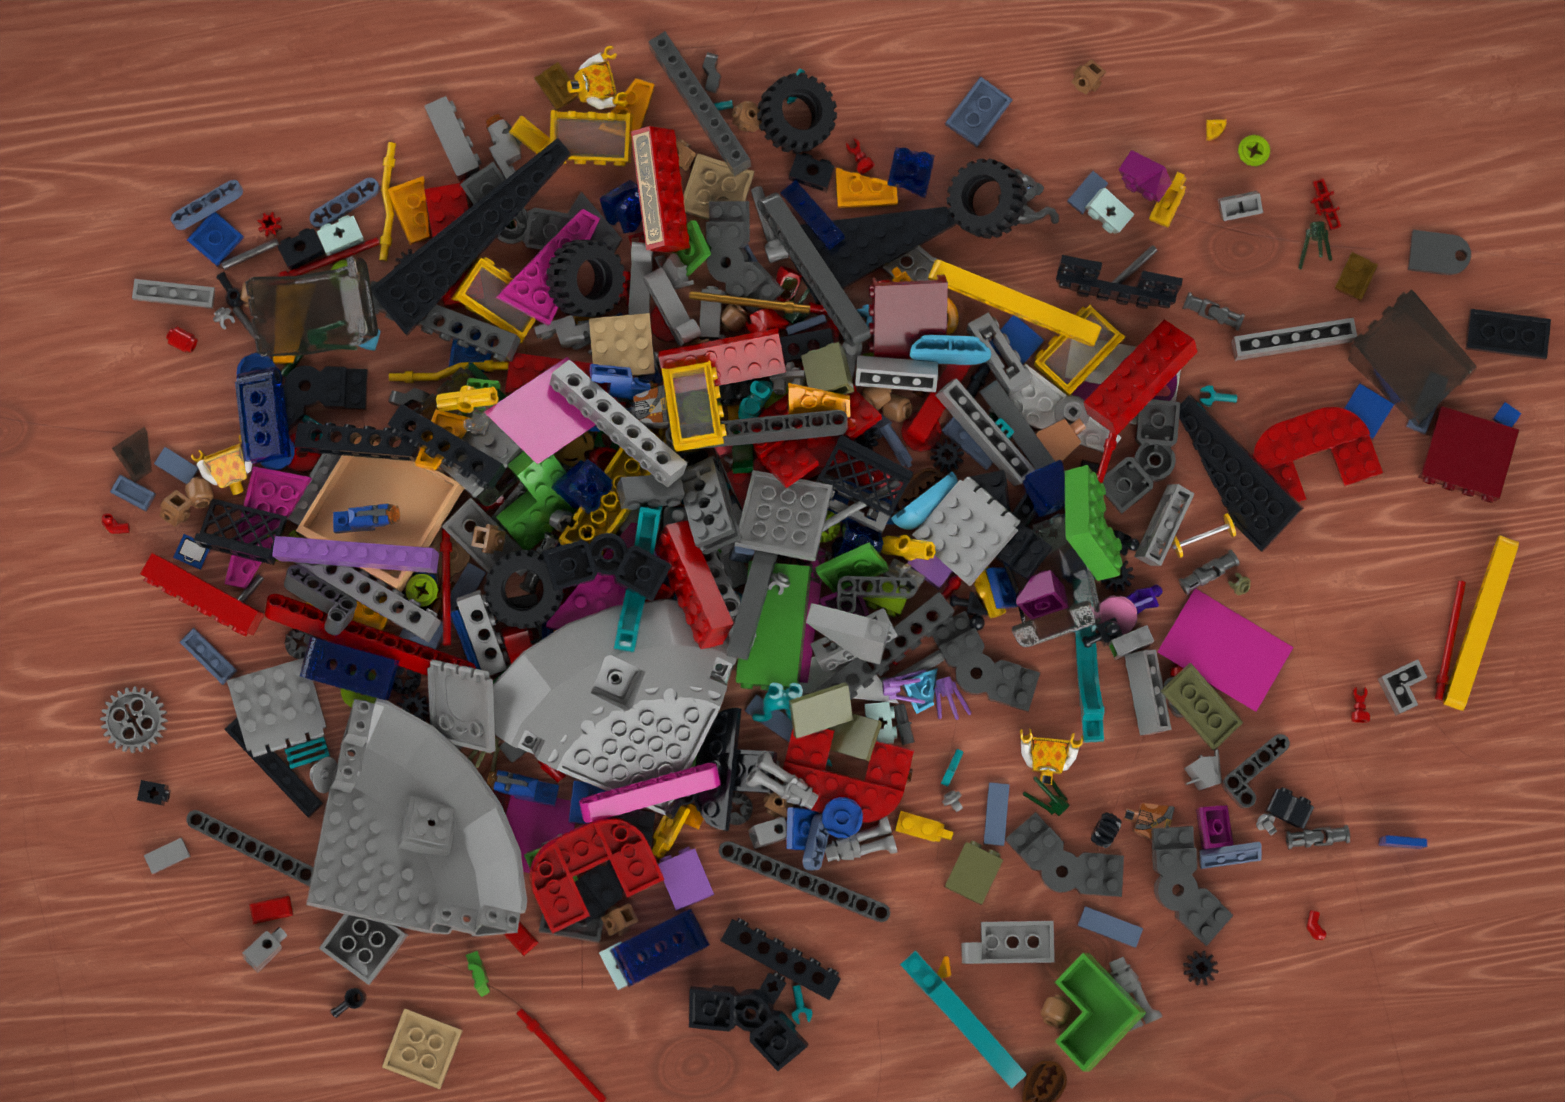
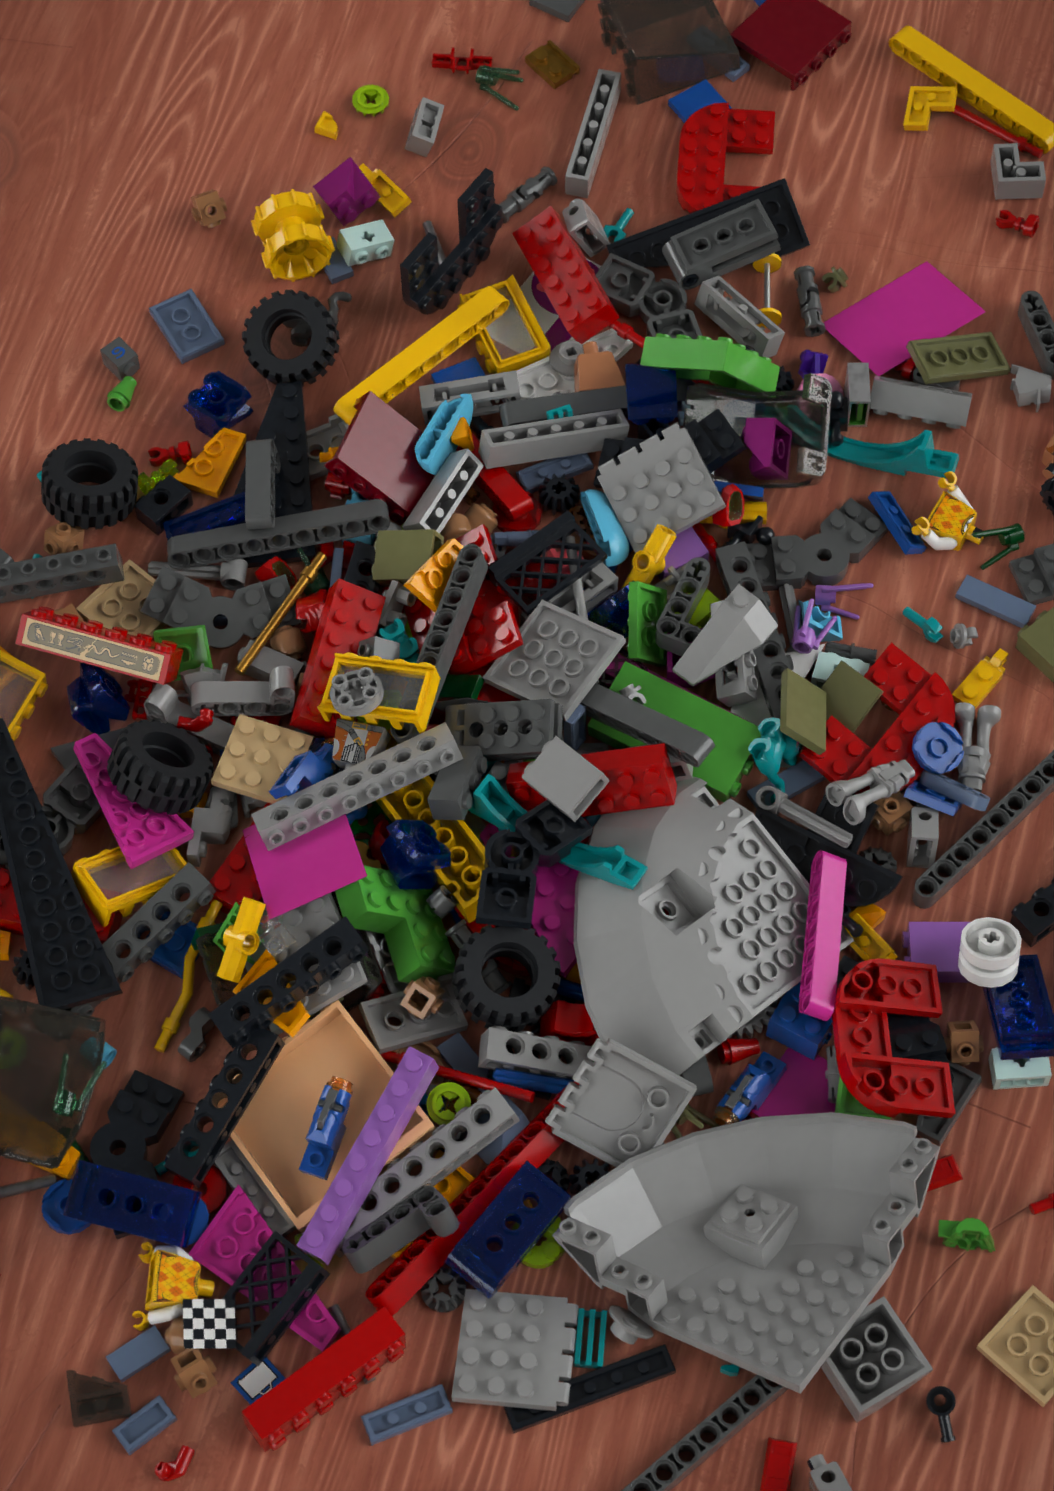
camera: 65 degrees left, 20 degrees down
(207, 503) = (209, 1324): none -> sticker
(635, 285) = (196, 724): none -> red arm
(676, 565) = (565, 778): none -> light grey brick
(680, 391) = (356, 692): none -> light grey tile
(684, 913) = (989, 952): none -> white wheel
(733, 389) = (379, 647): none -> dark grey brick
(743, 739) = (803, 816): none -> light grey axle
(842, 238) = (261, 466): none -> dark grey beam
(843, 160) = (147, 483): none -> clear neon green piece
(894, 95) = (121, 395): none -> bright green cone
(923, 79) = (120, 358): none -> dark grey brick
(957, 365) = (463, 435): none -> light orange slope
(978, 589) = (734, 511): none -> red rock
(1033, 714) = (897, 522): none -> blue tile
(1092, 148) = (292, 235): none -> yellow piece
(1198, 371) = (578, 218): none -> light grey torso
(1205, 459) = (721, 245): none -> dark grey hinge
(1444, 585) = (923, 101): none -> yellow plate

